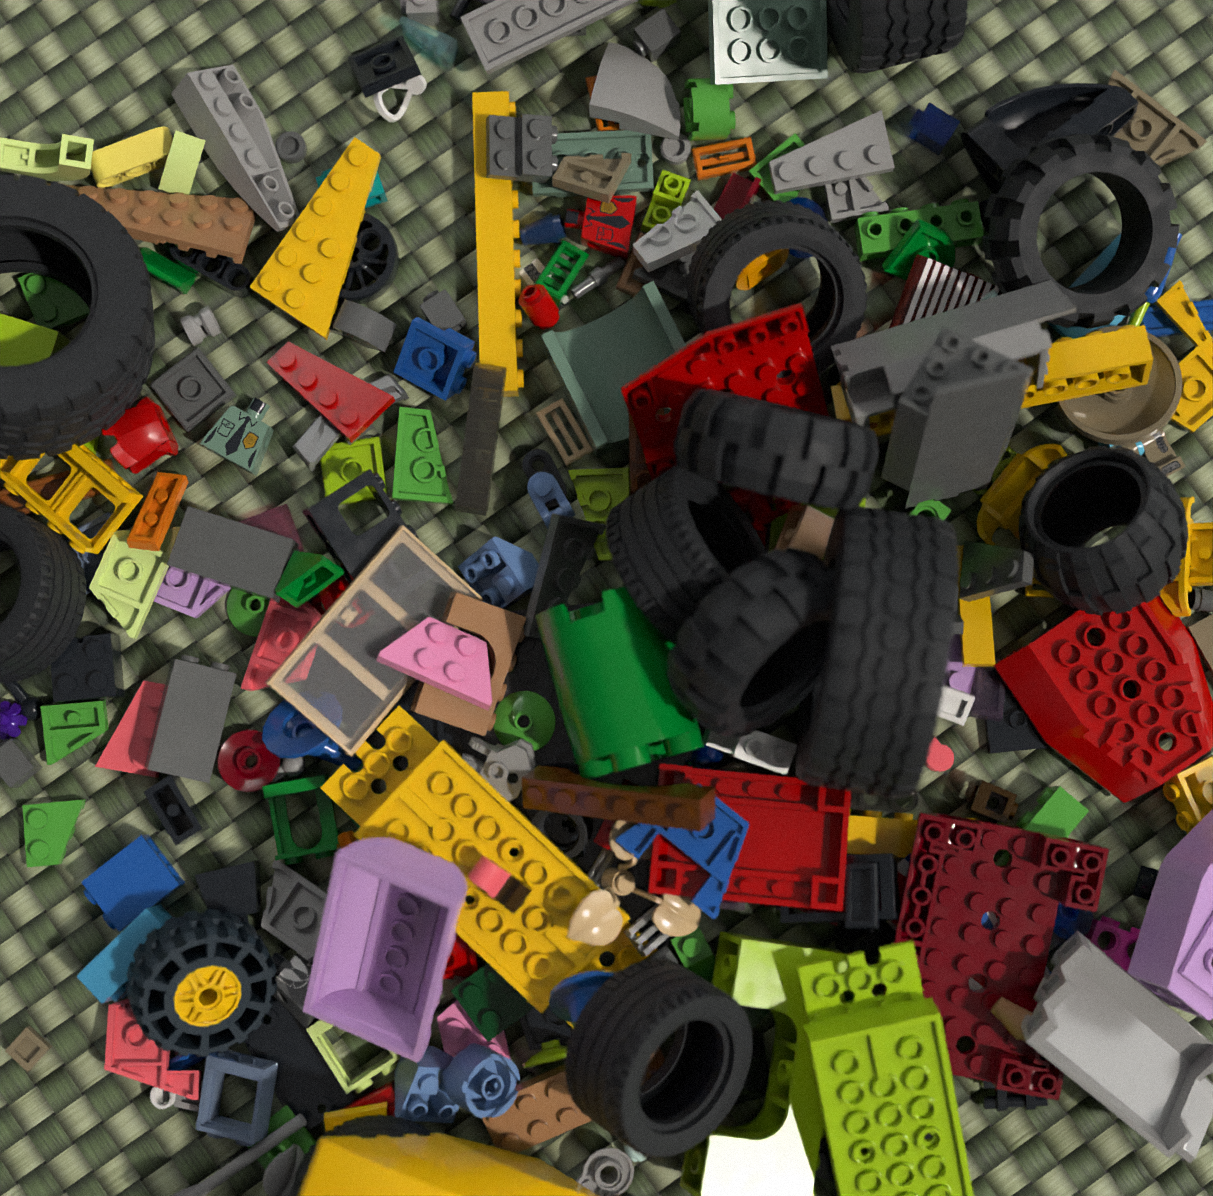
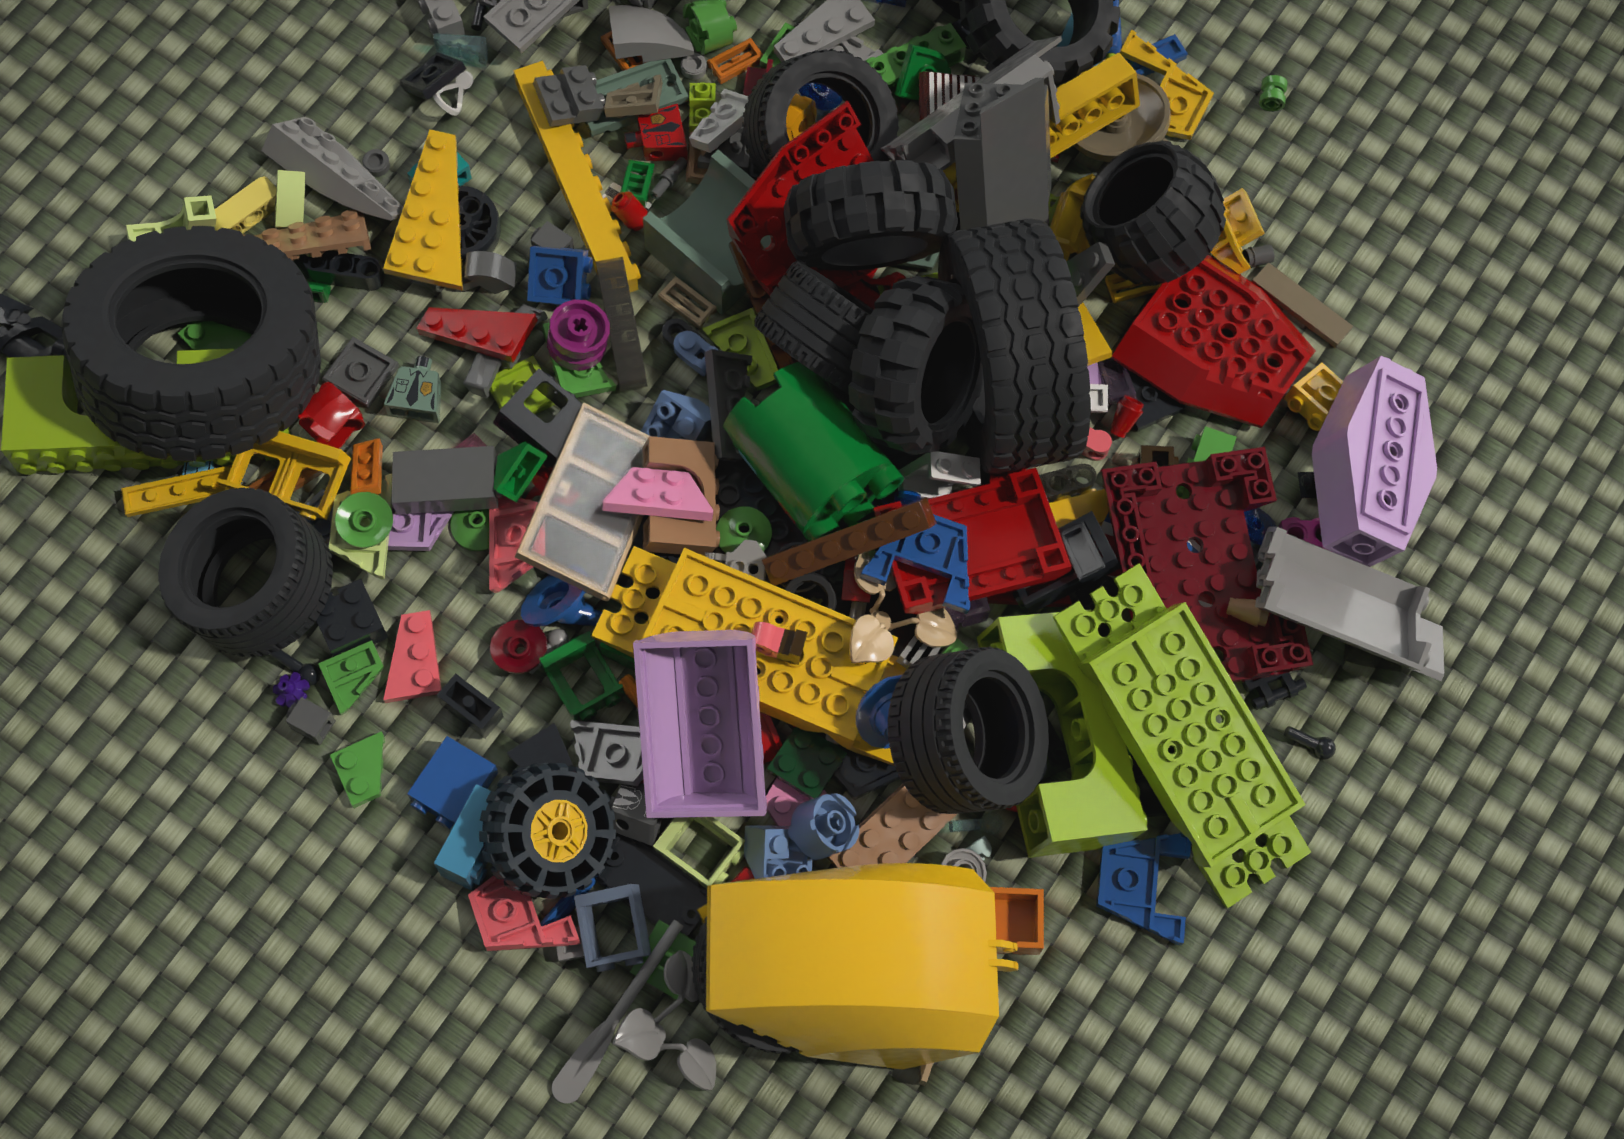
camera: 25 degrees left, 15 degrees down
(28, 1048) = (408, 960): dark tan plate -> none
(116, 578) = (362, 506): none -> bright green dish
(160, 1097) = (541, 958): white hinge -> none
(190, 719) = (455, 627): dark grey brick -> none
(200, 325) = (350, 318): light grey wheel -> none
(432, 420) = (578, 335): none -> magenta wheel
(544, 230) = (611, 156): dark blue cone -> none
(550, 1052) = (876, 791): lime dish -> none
(982, 737) = (1126, 415): none -> red cone
(1036, 1172) = (1322, 747): none -> black bar

